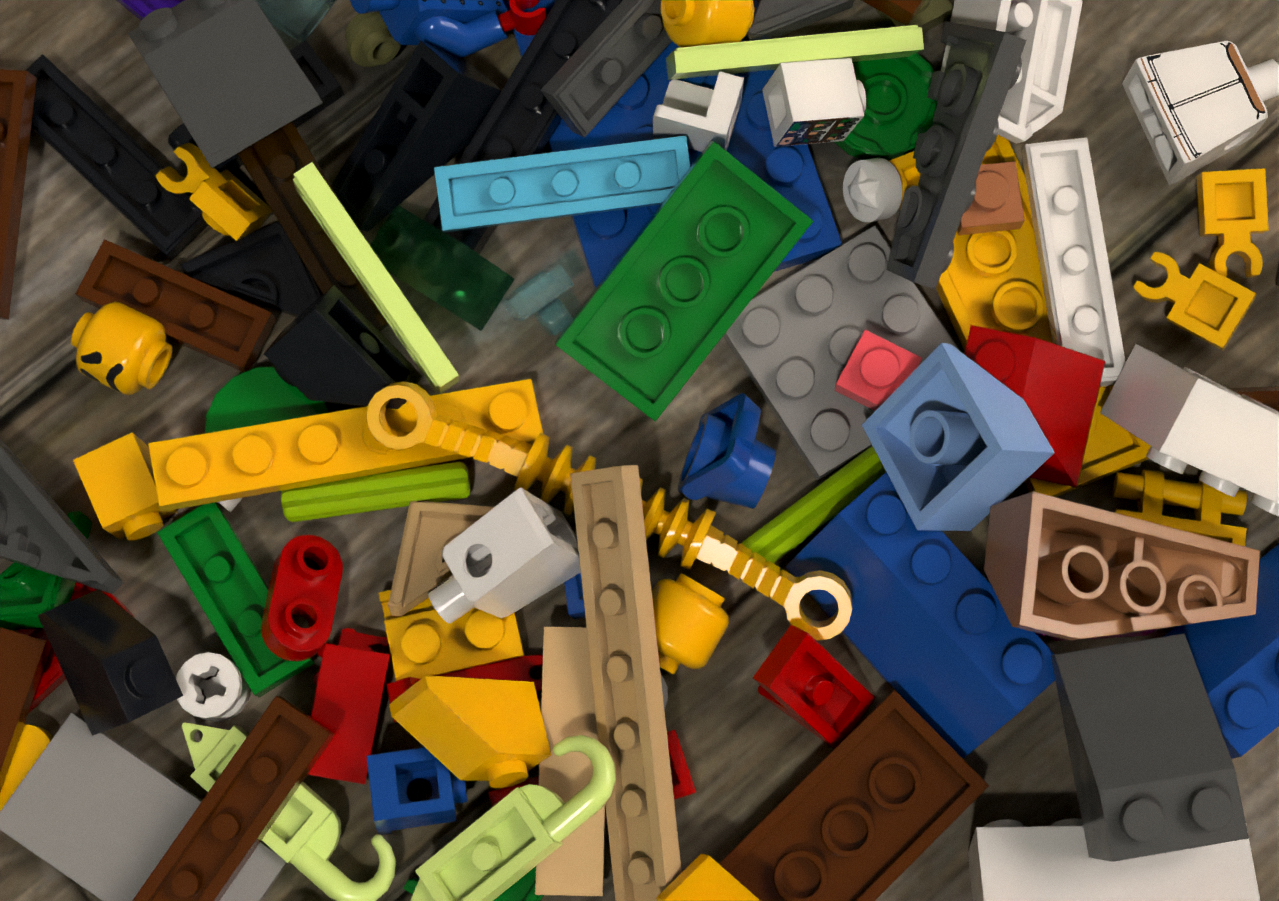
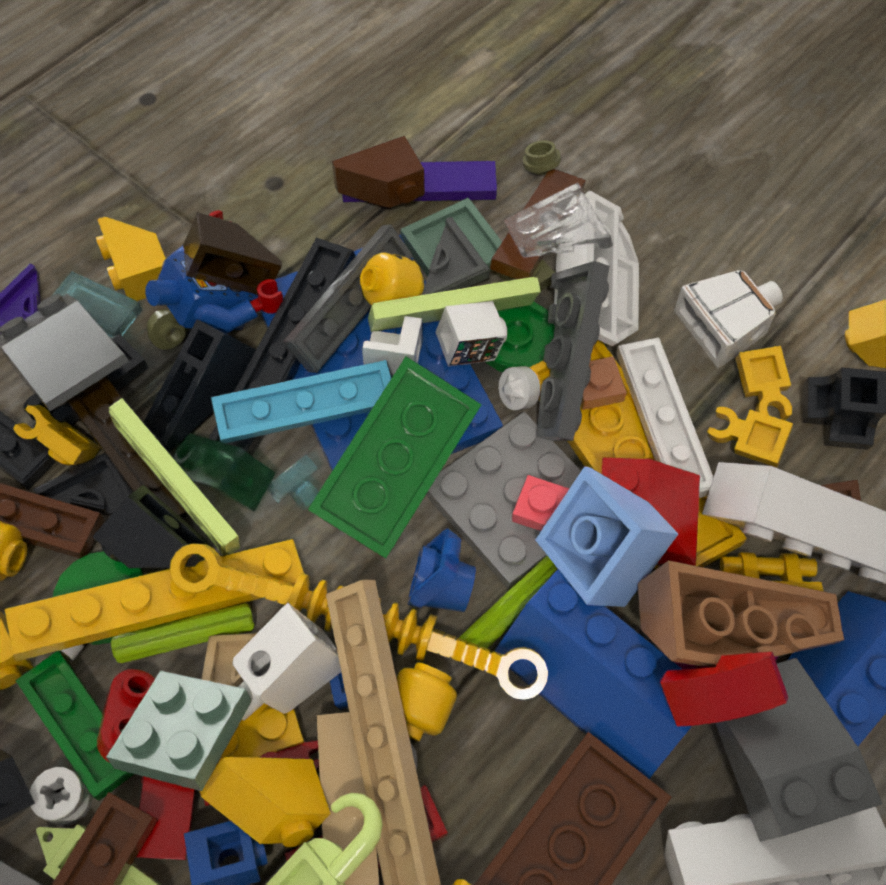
camera: 10 degrees left, 15 degrees down
(370, 630) = (180, 730): none -> plate
(812, 687) = (525, 737): red slope -> none
(1088, 672) = (729, 691): none -> red slope

